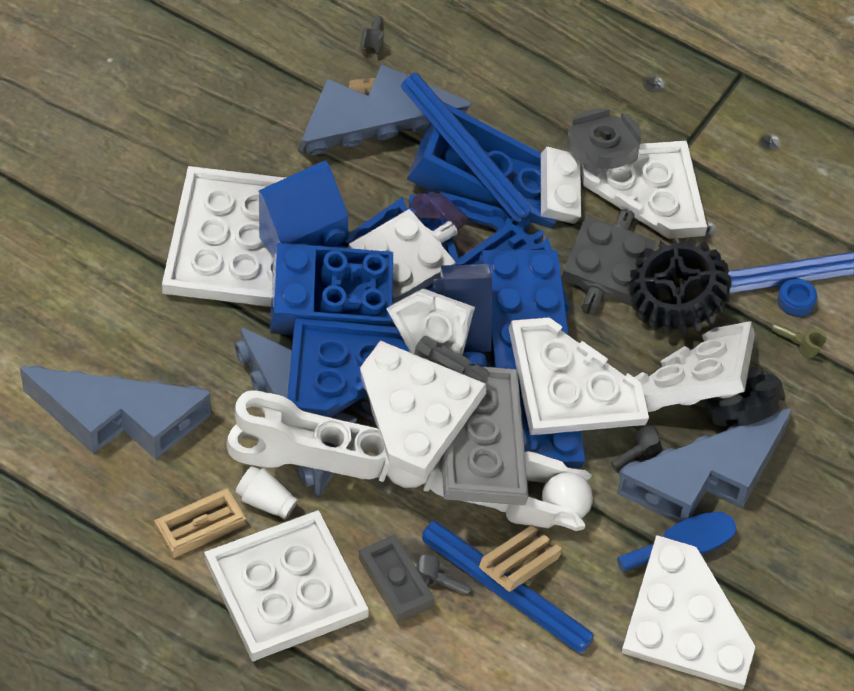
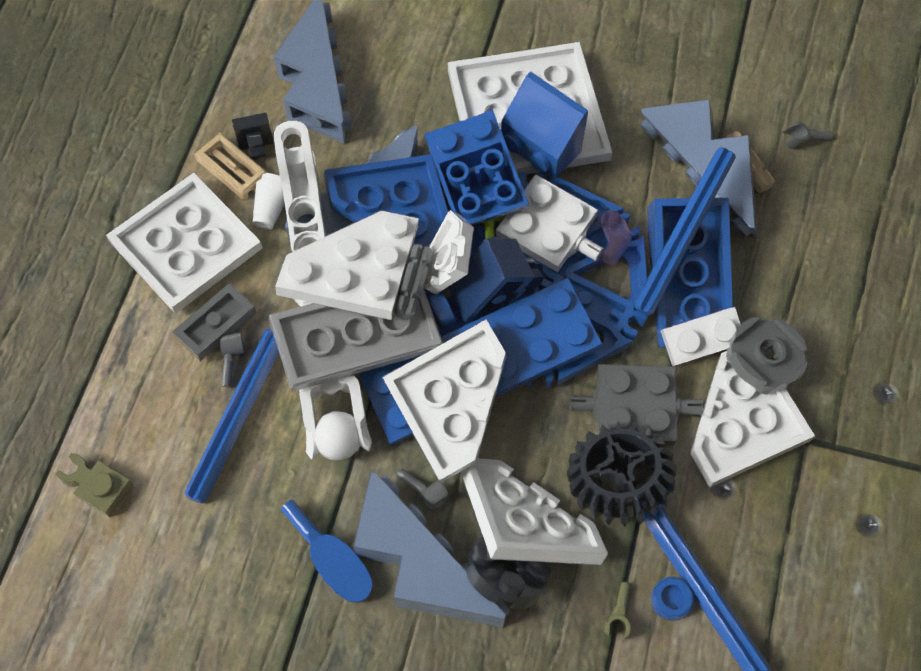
camera: 75 degrees right, 10 degrees up
(177, 485) = (253, 133): none -> black tile
(533, 545) = (267, 401): tan tile -> none
(687, 619) = (240, 580): white plate -> none

